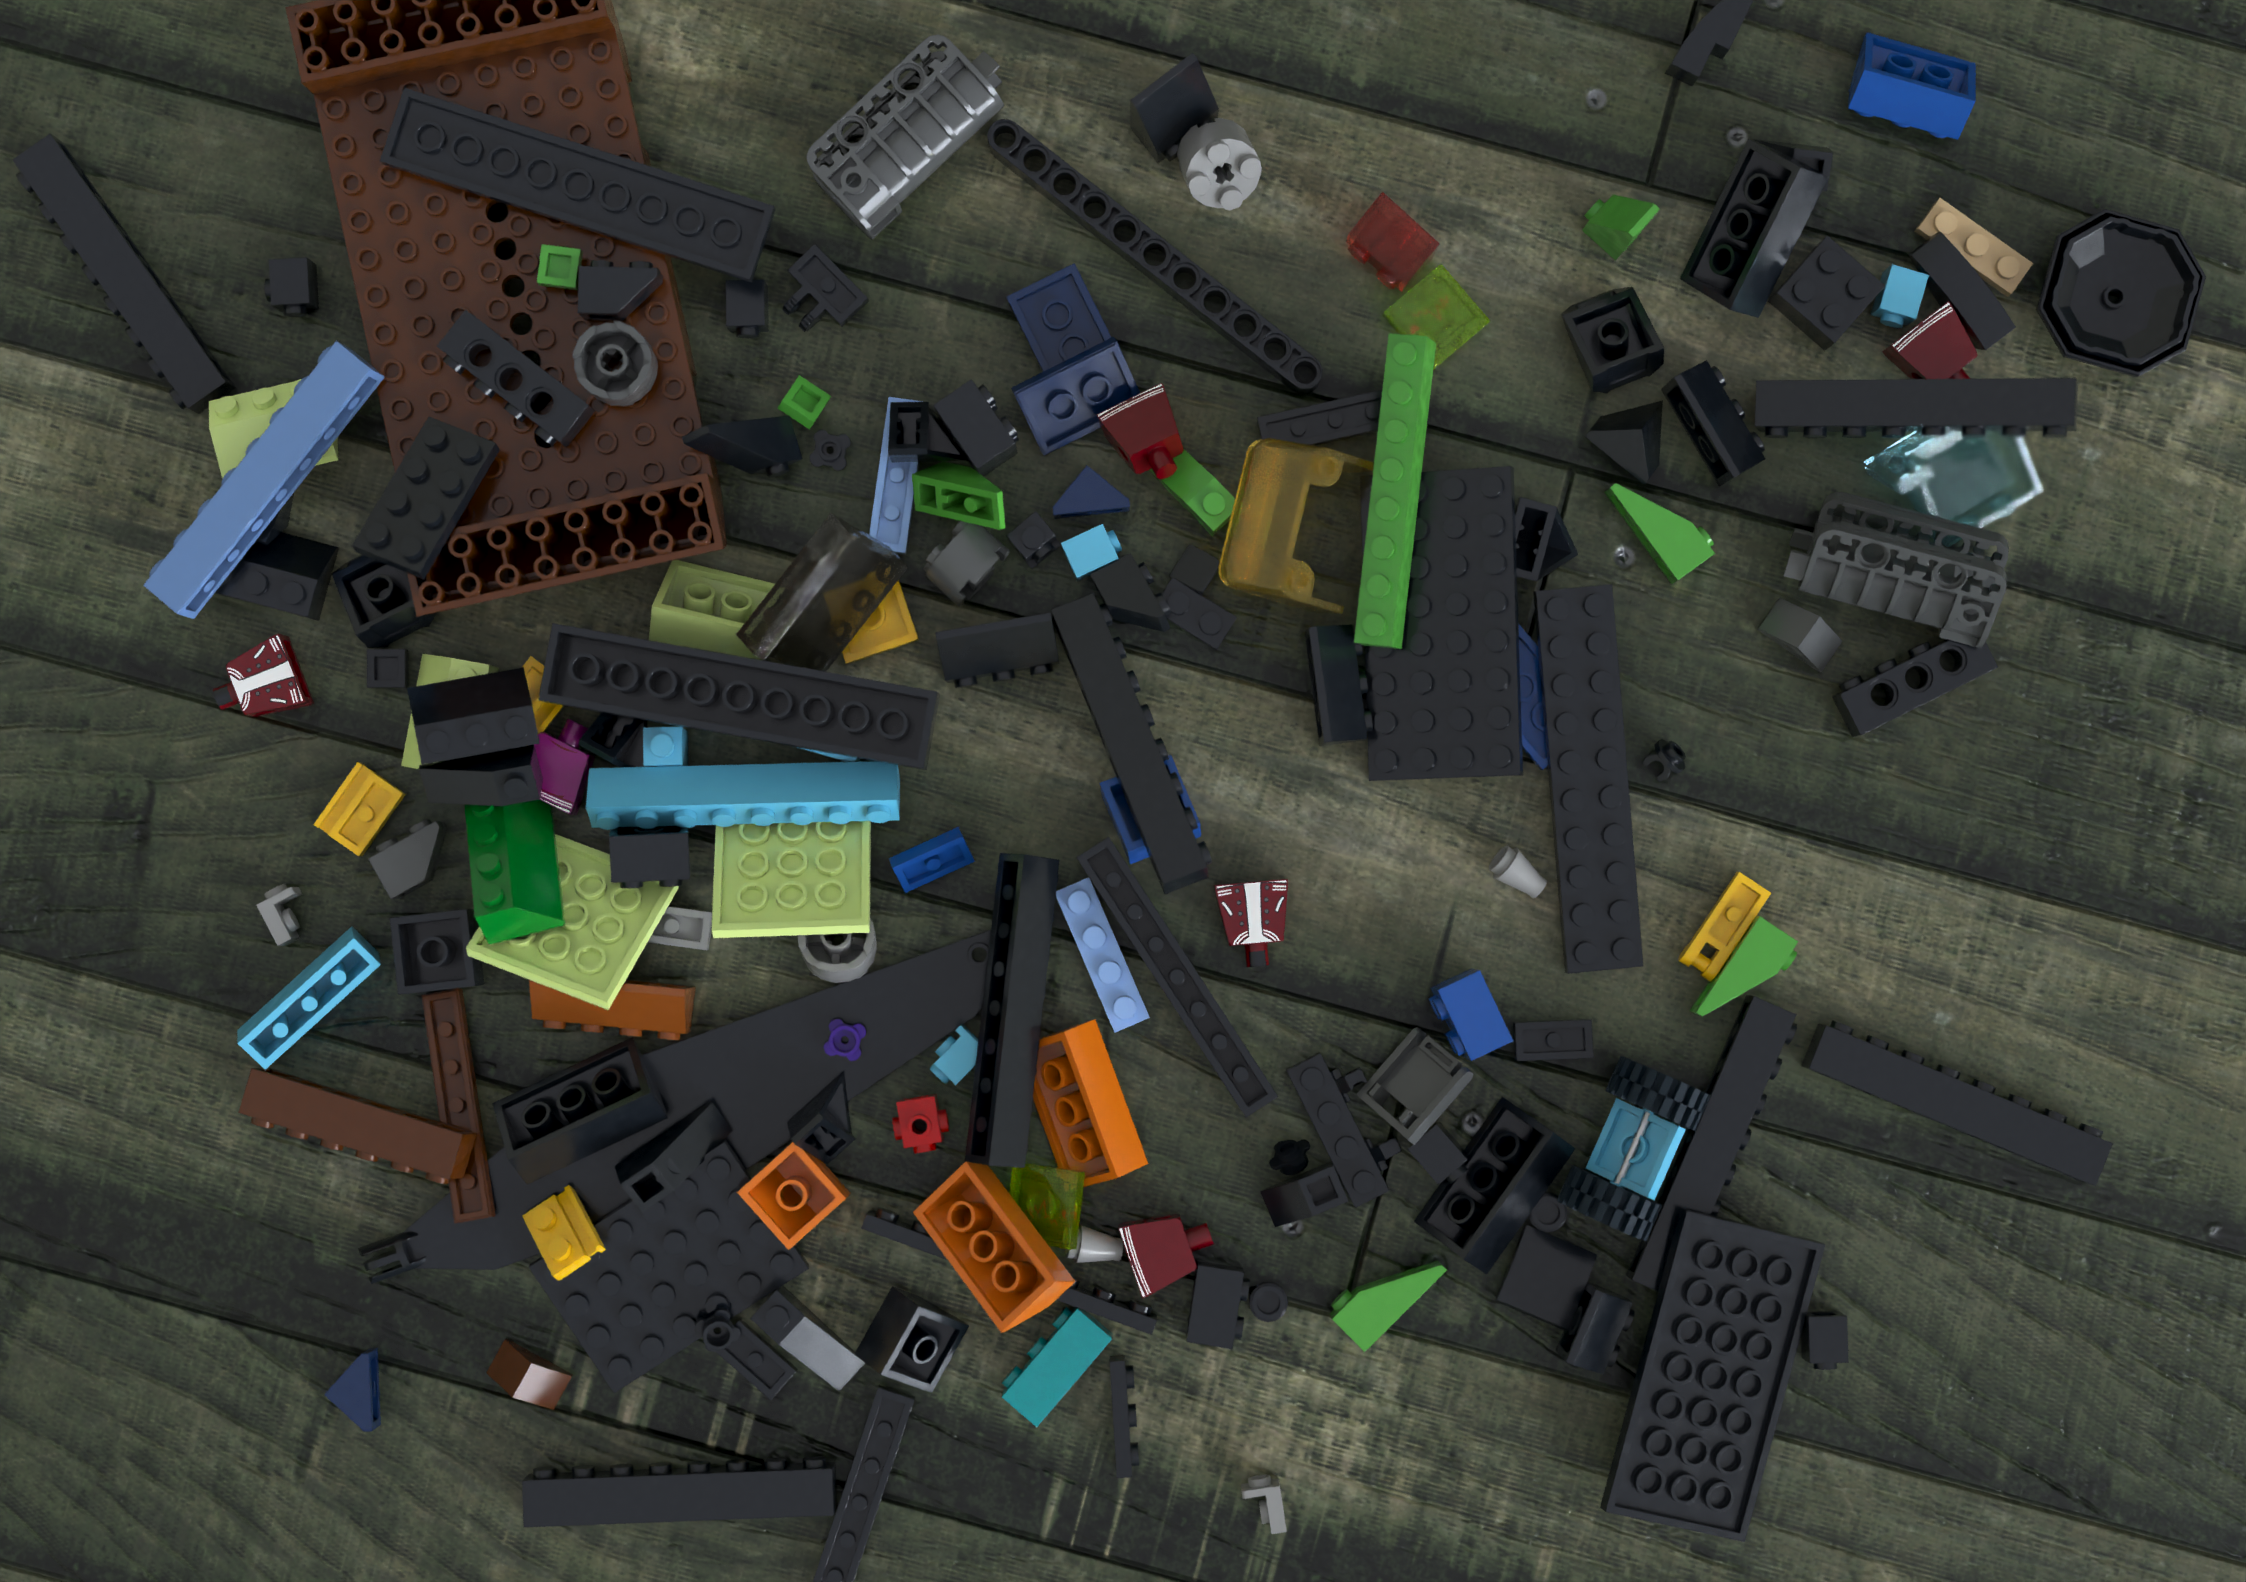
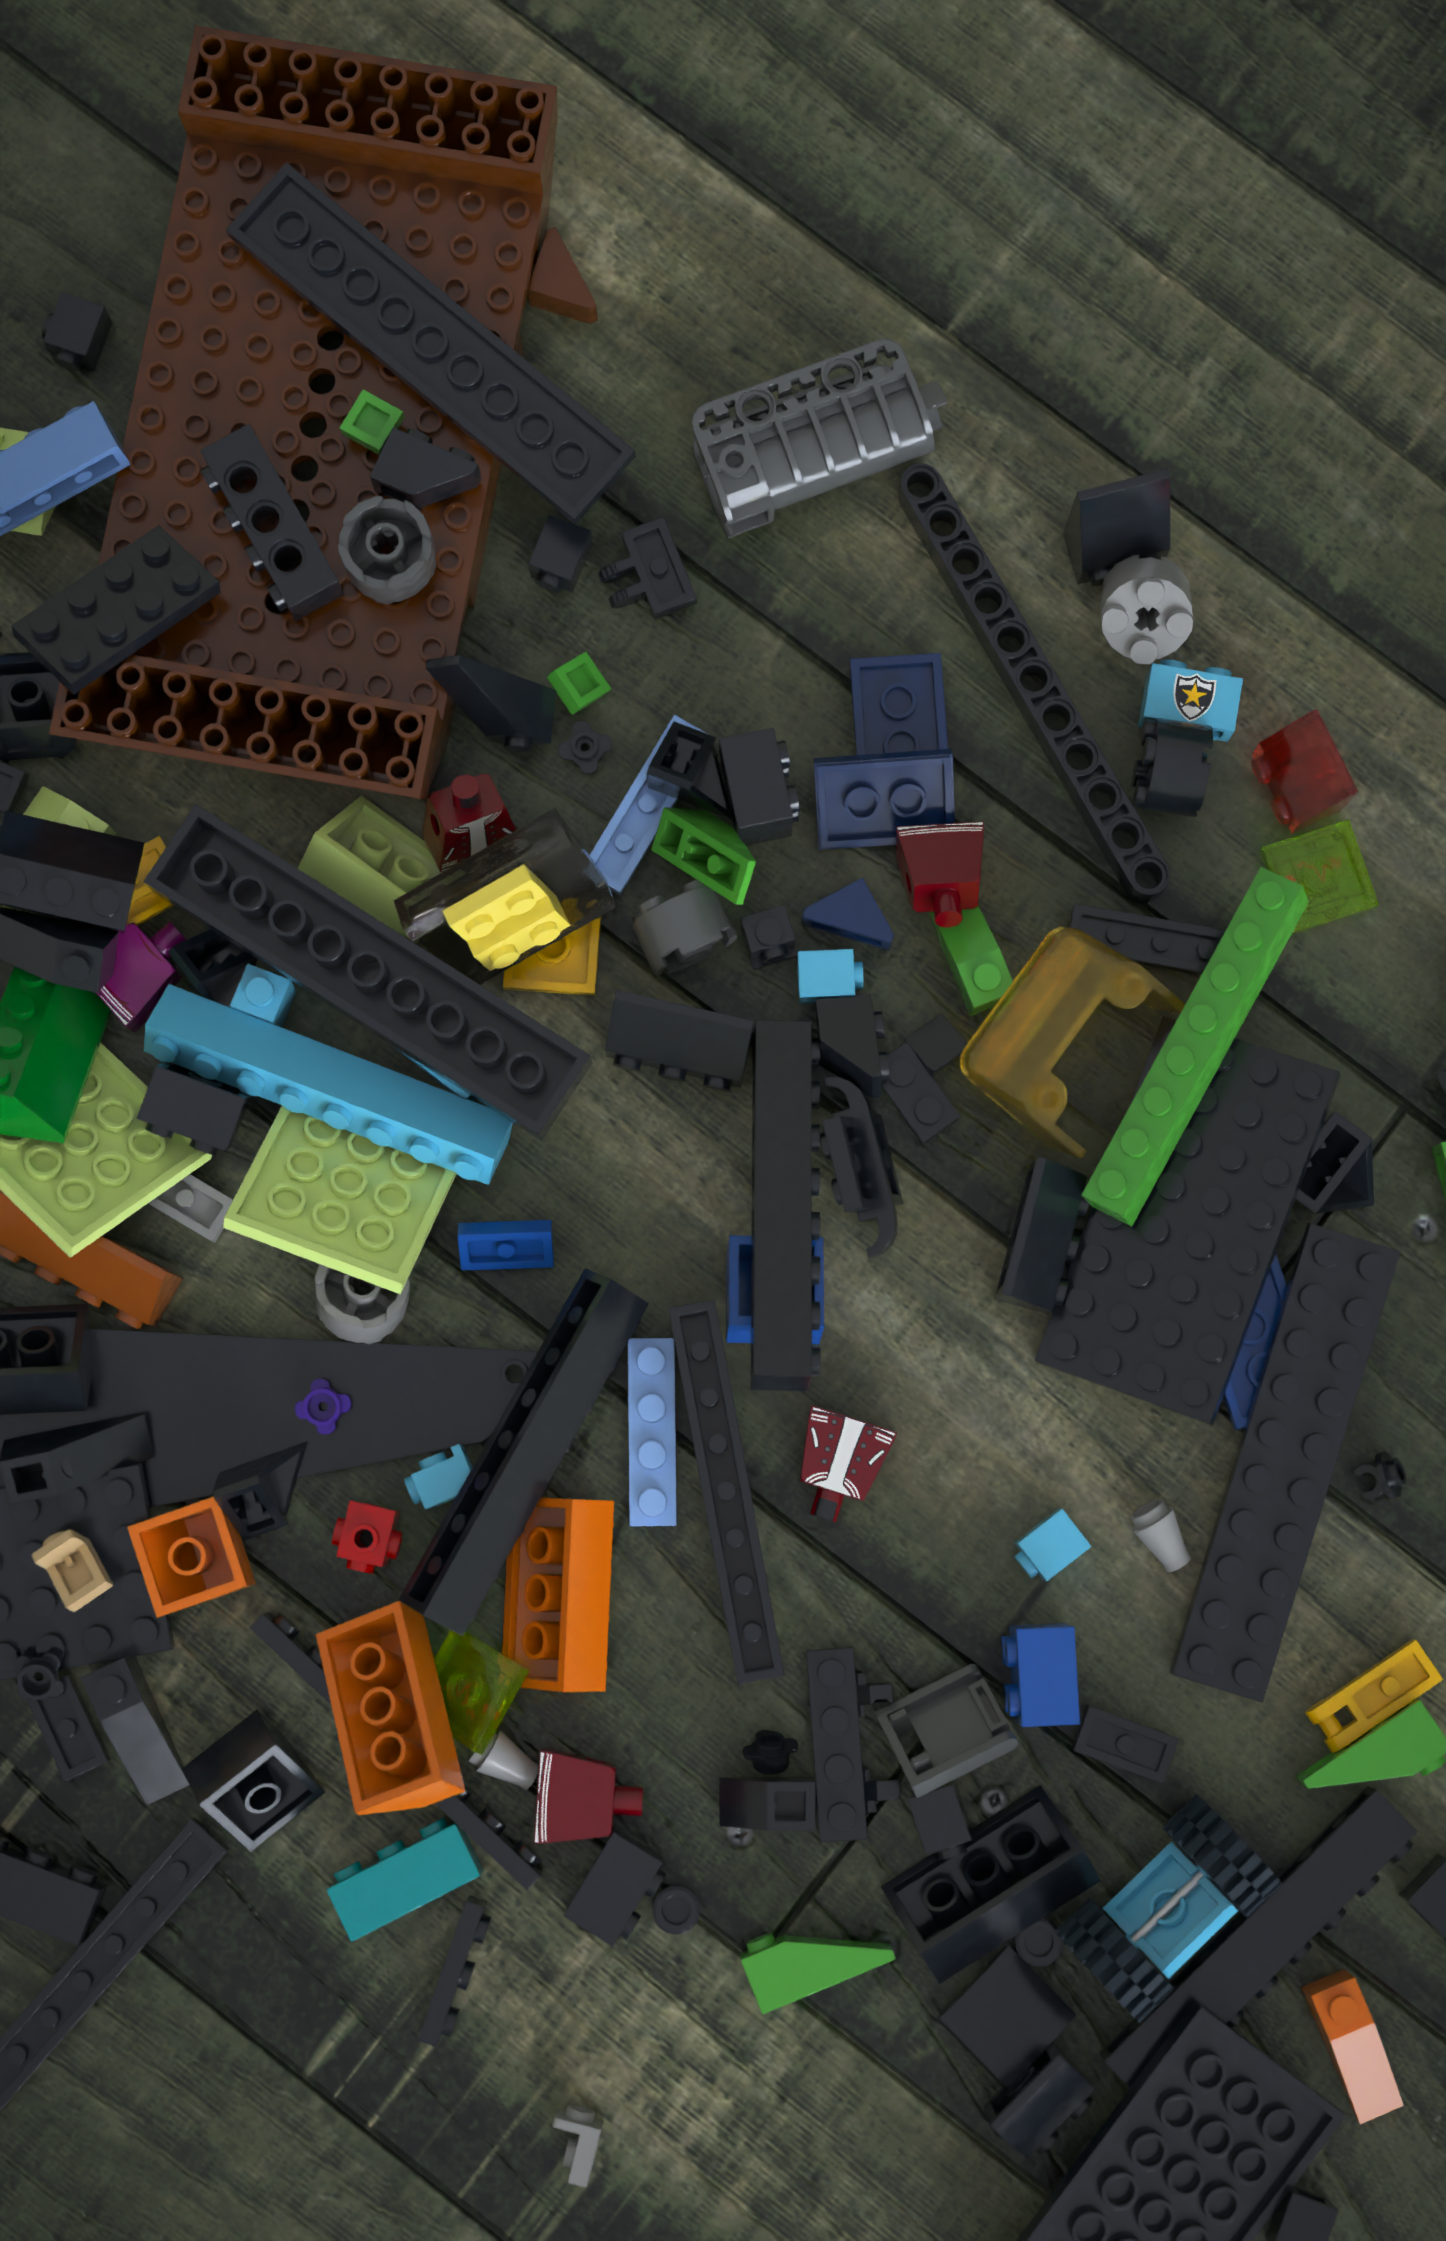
camera: 25 degrees right, 5 degrees down
(654, 91) = (558, 284): none -> reddish brown slope
(710, 1240) = (73, 1568): none -> tan bracket
(764, 548) = (464, 819): none -> dark red torso
(830, 612) = (507, 918): none -> light yellow plate
(1177, 685) = (862, 1164): none -> black plate
(1282, 221) = (1192, 696): none -> medium azure brick
(1290, 280) = (1172, 767): none -> black brick
(1437, 915) = (1050, 1546): none -> medium azure brick
(1810, 1190) = (1353, 2044): none -> slope

